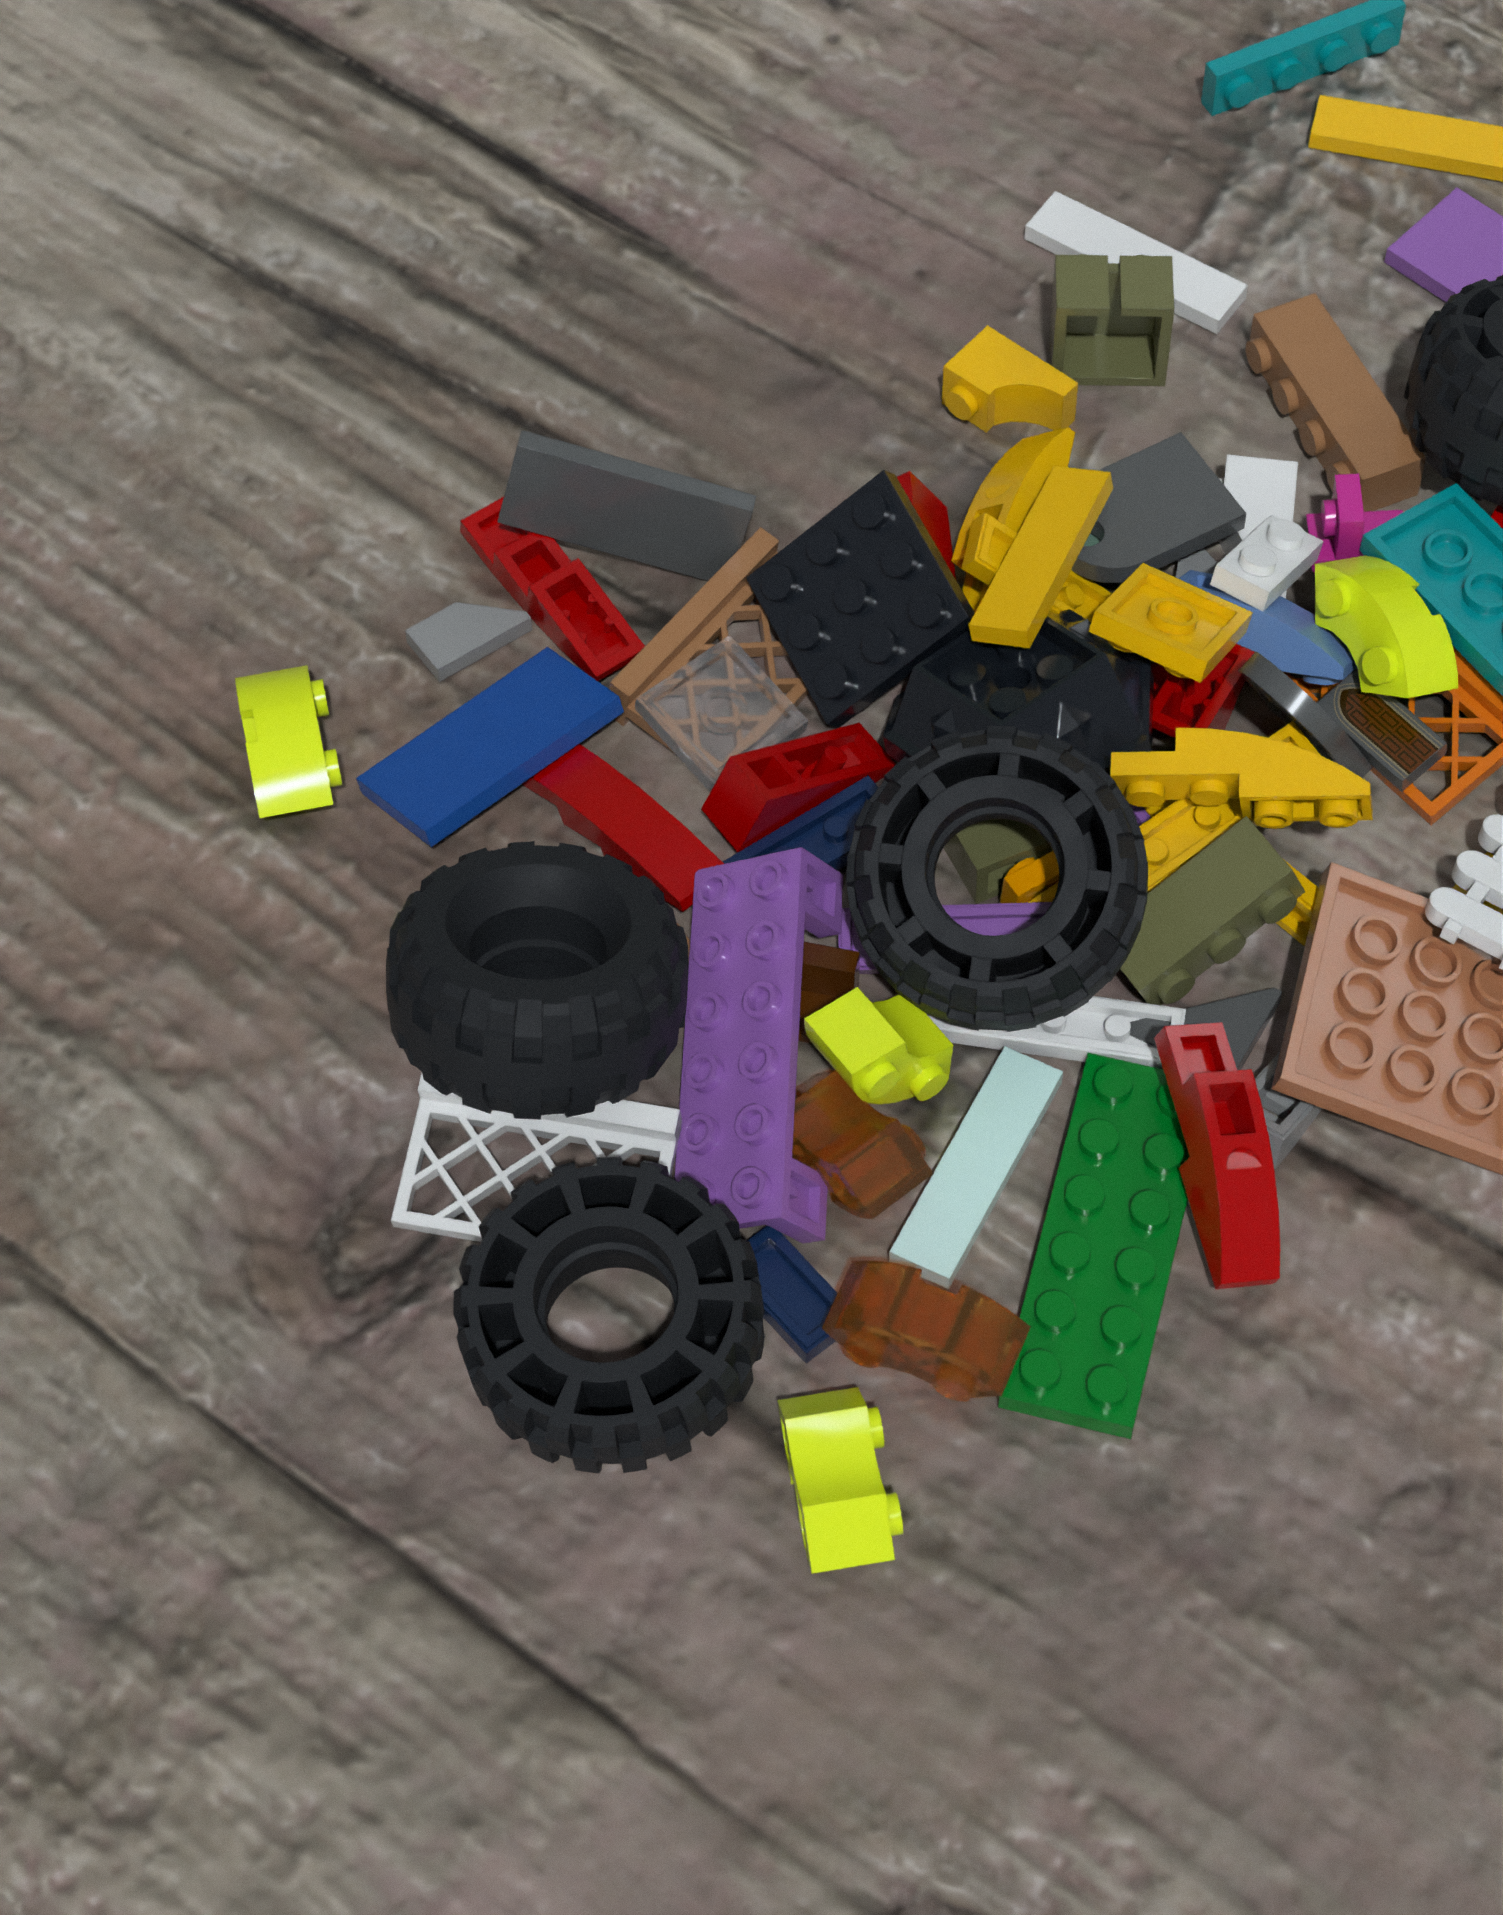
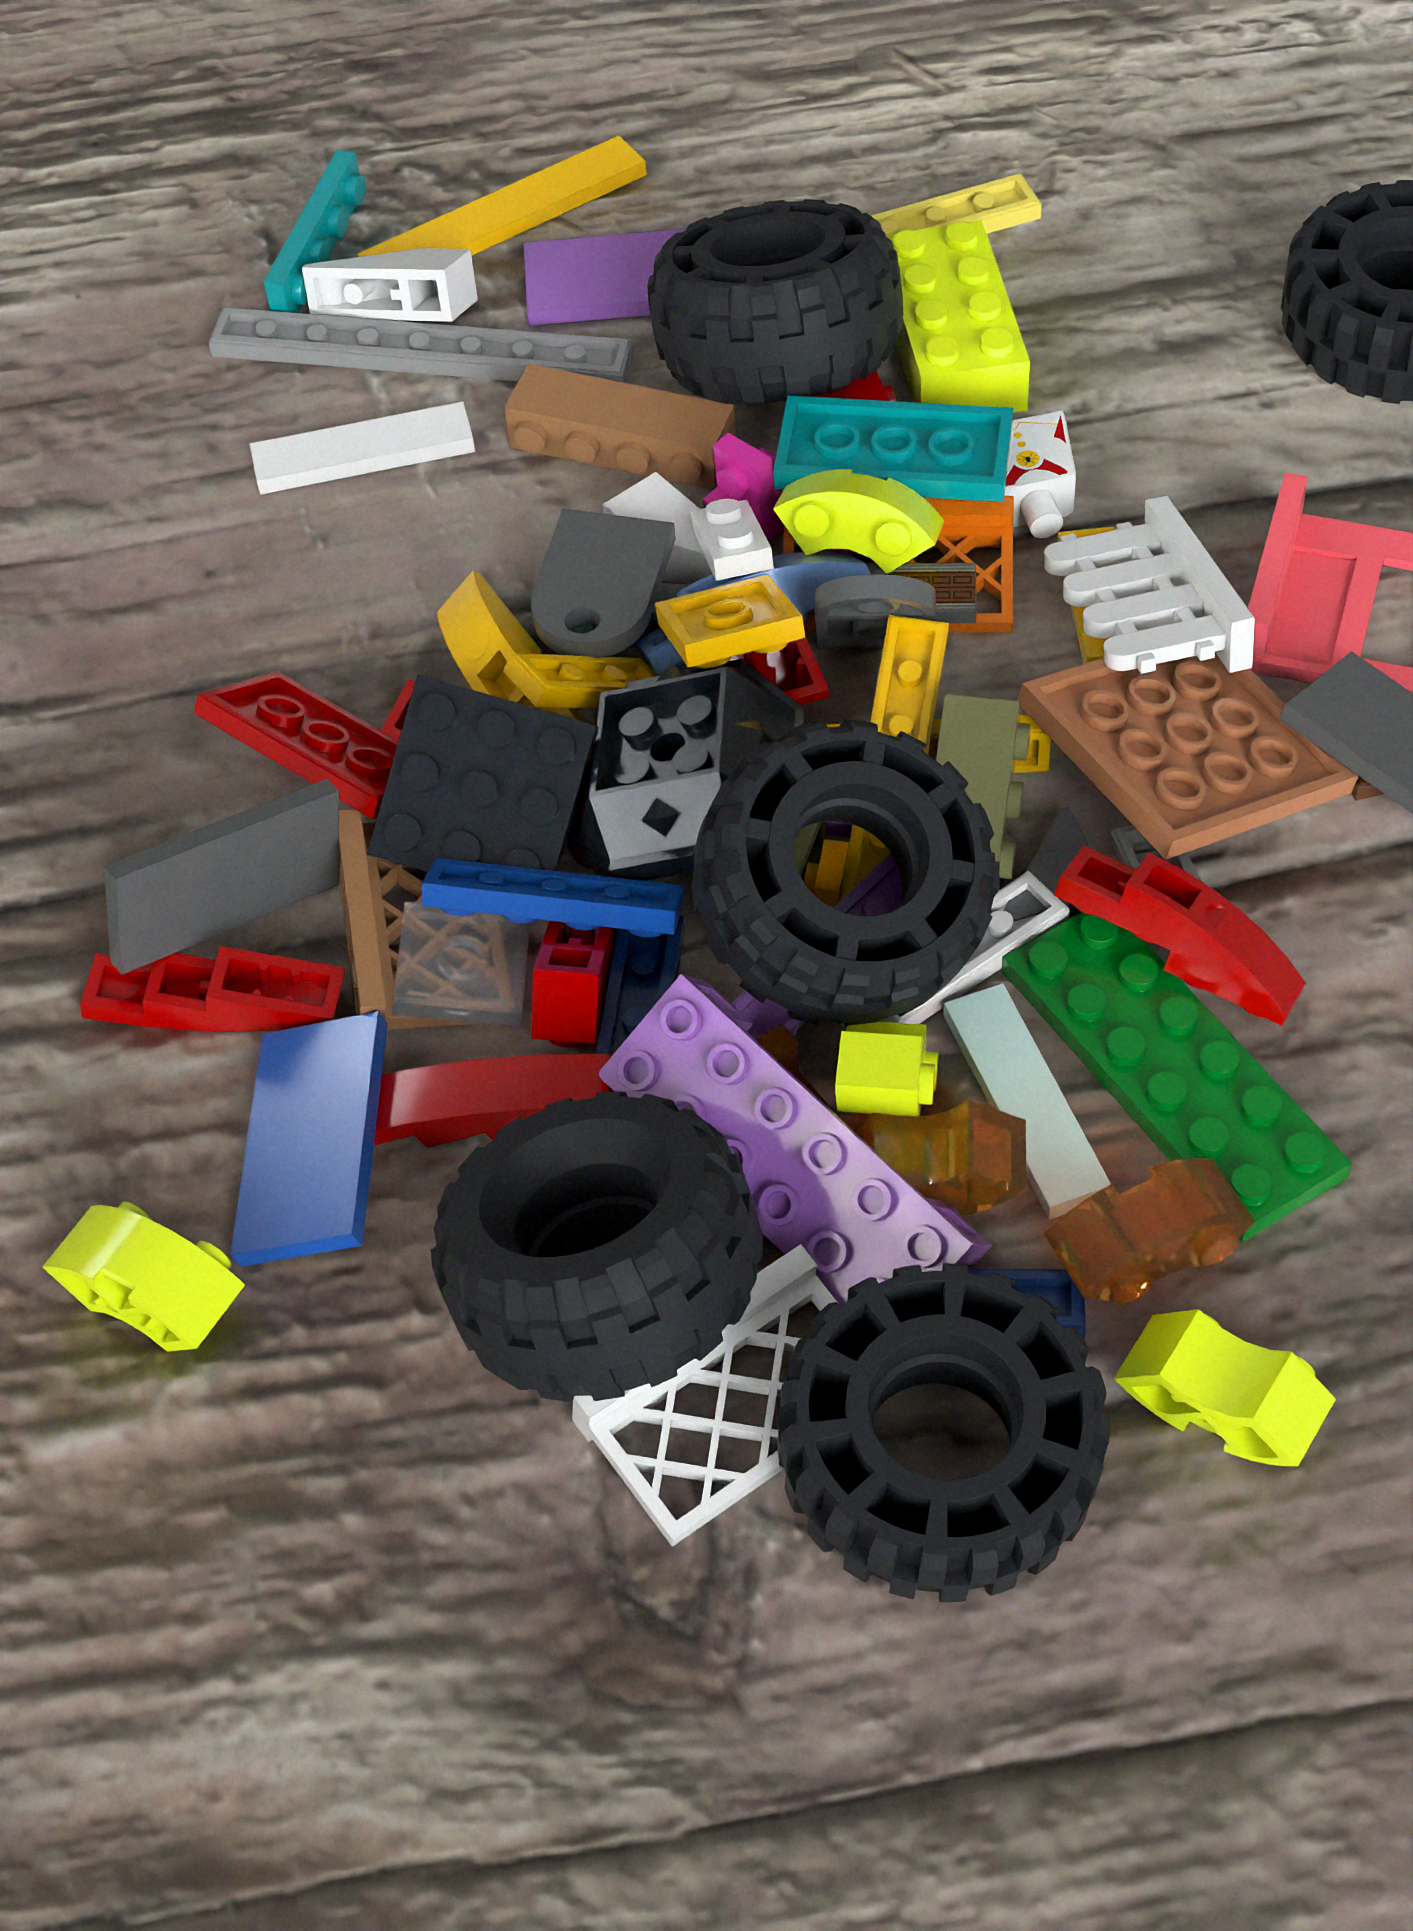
camera: 45 degrees left, 5 degrees down
(464, 635) = (181, 1085): light grey tile -> none
(812, 709) = (535, 894): none -> blue plate
(813, 443) = (305, 735): none -> red tile
(1004, 383) = (380, 585): yellow arch -> none
(1041, 557) = (588, 652): yellow tile -> none
(1112, 319) = (411, 484): olive piece -> none
(1268, 776) = (925, 660): yellow slope -> none
(1278, 215) = (412, 346): none -> light grey tile
(1308, 147) = (393, 285): none -> white slope

